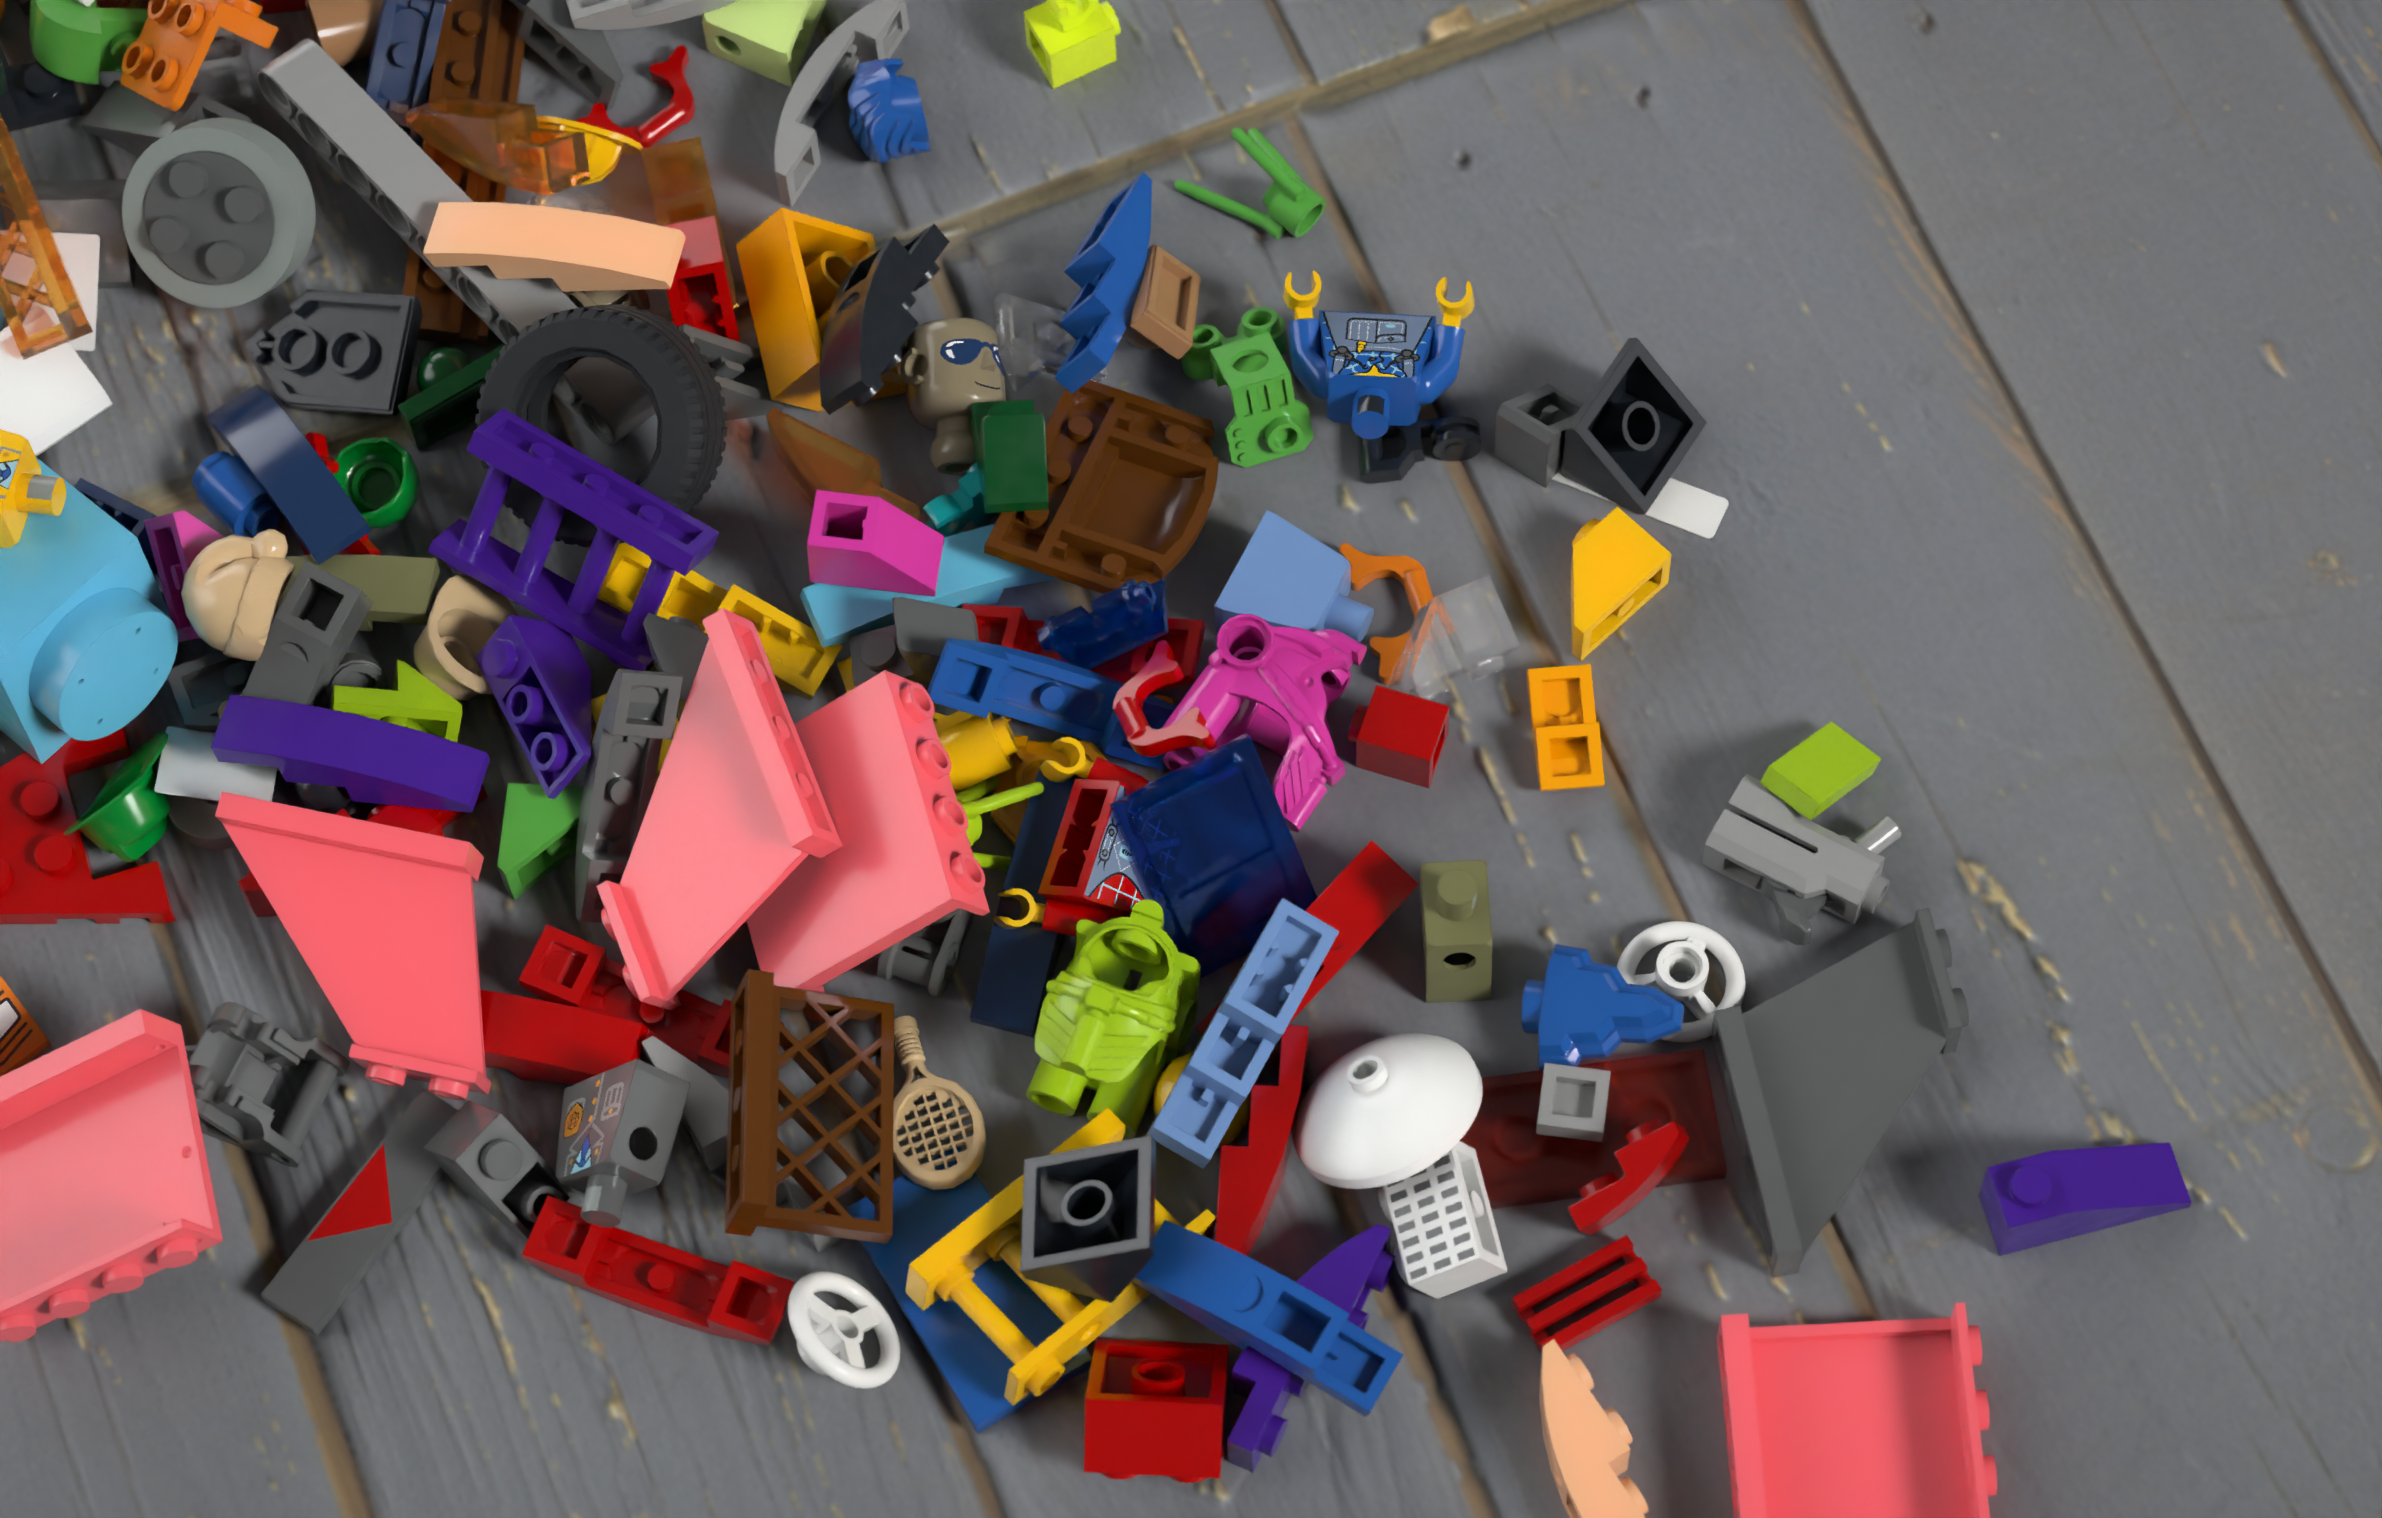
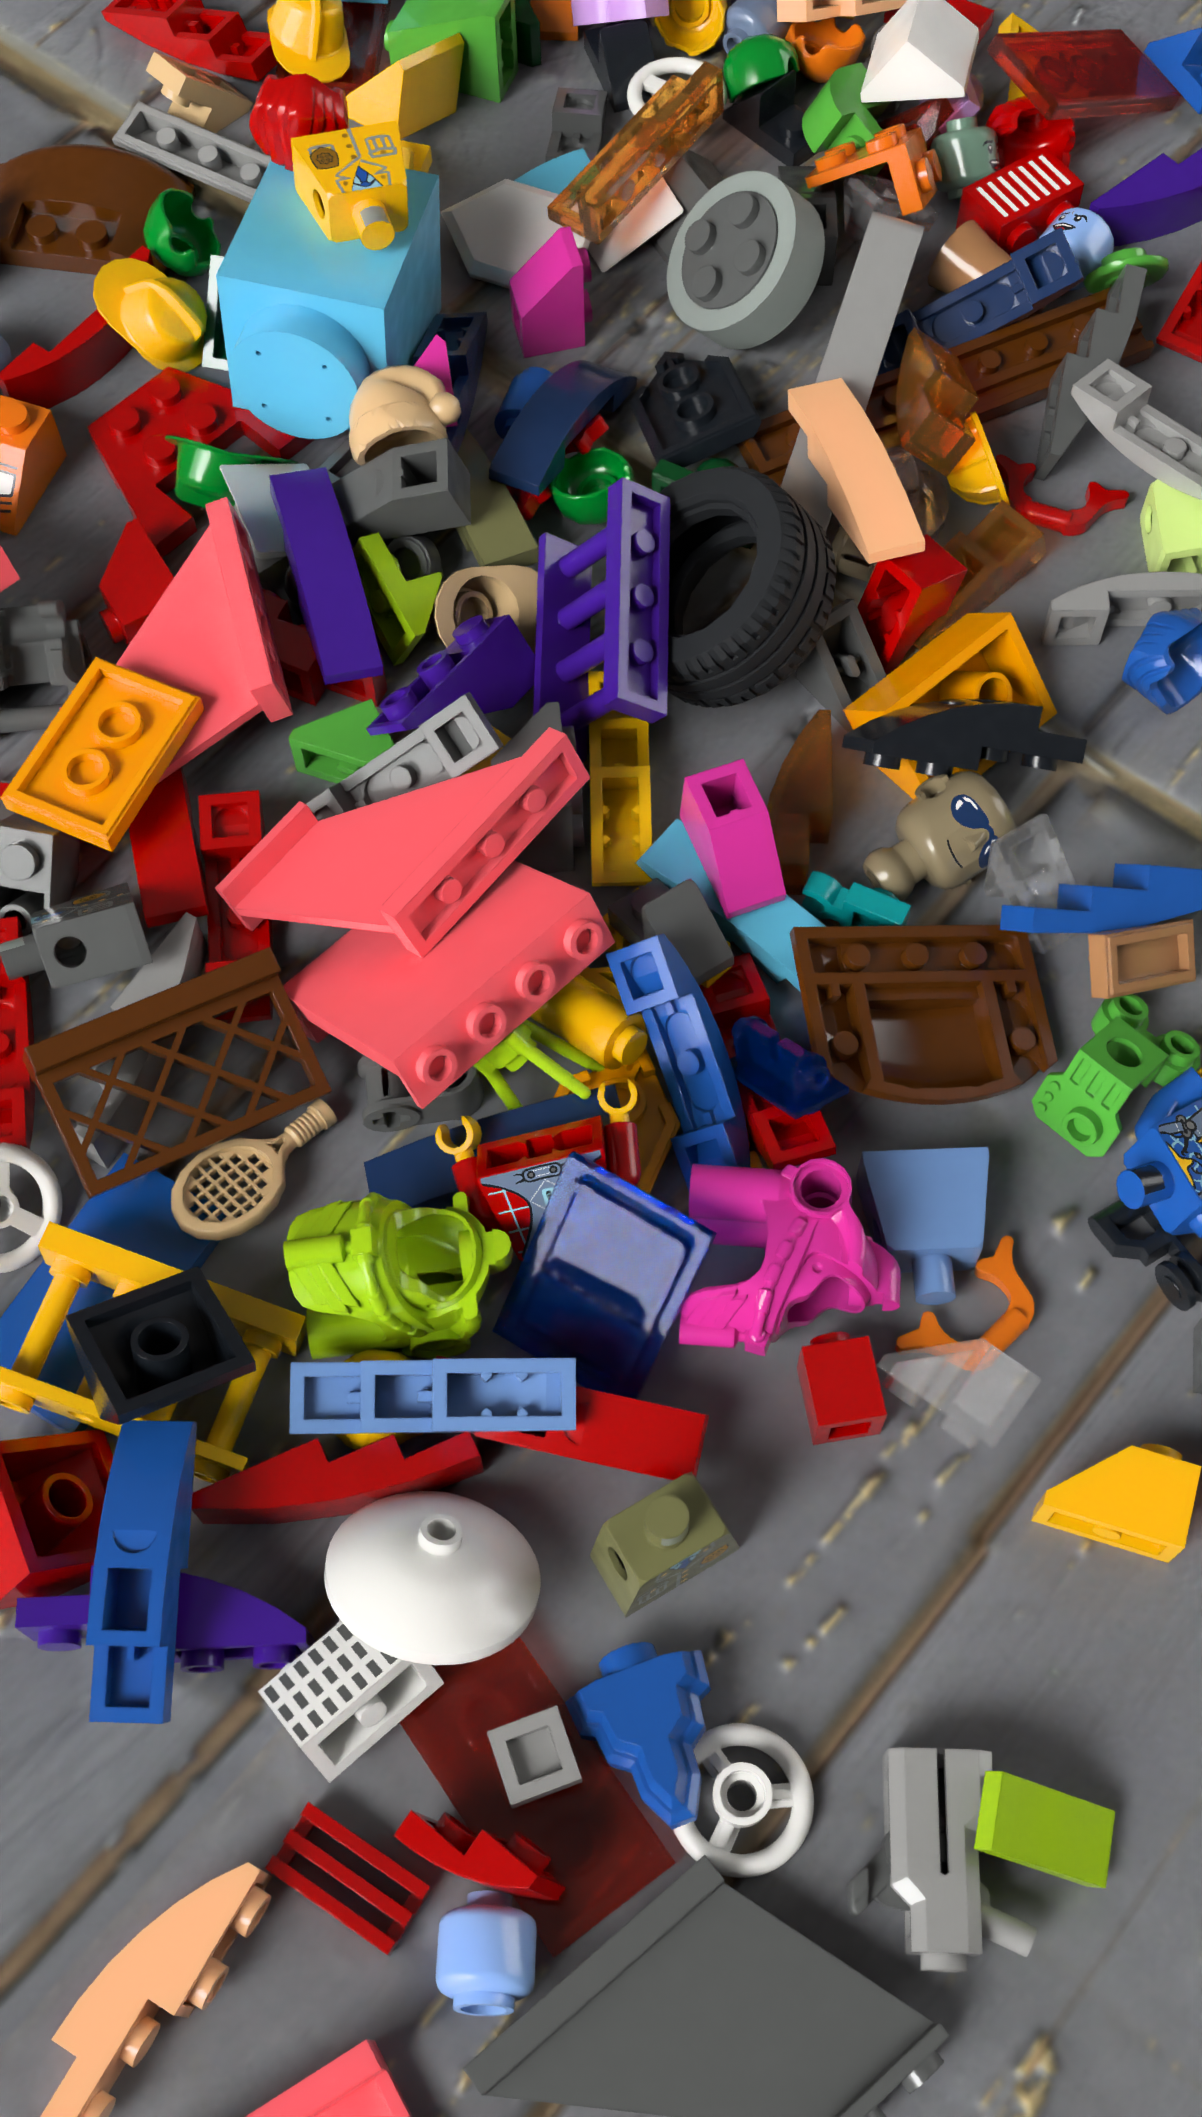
camera: 60 degrees right, 0 degrees up
(124, 406) = (550, 297): none -> dark pink slope
(228, 942) = (132, 583): none -> red slope
(436, 1032) = (103, 754): none -> light orange tile
(1010, 455) = (896, 903): dark green slope -> none
(1128, 706) = (708, 1125): red helmet -> none
(1565, 728) = (945, 1542): light orange slope -> none
(1701, 1211) = (486, 1955): none -> light blue head

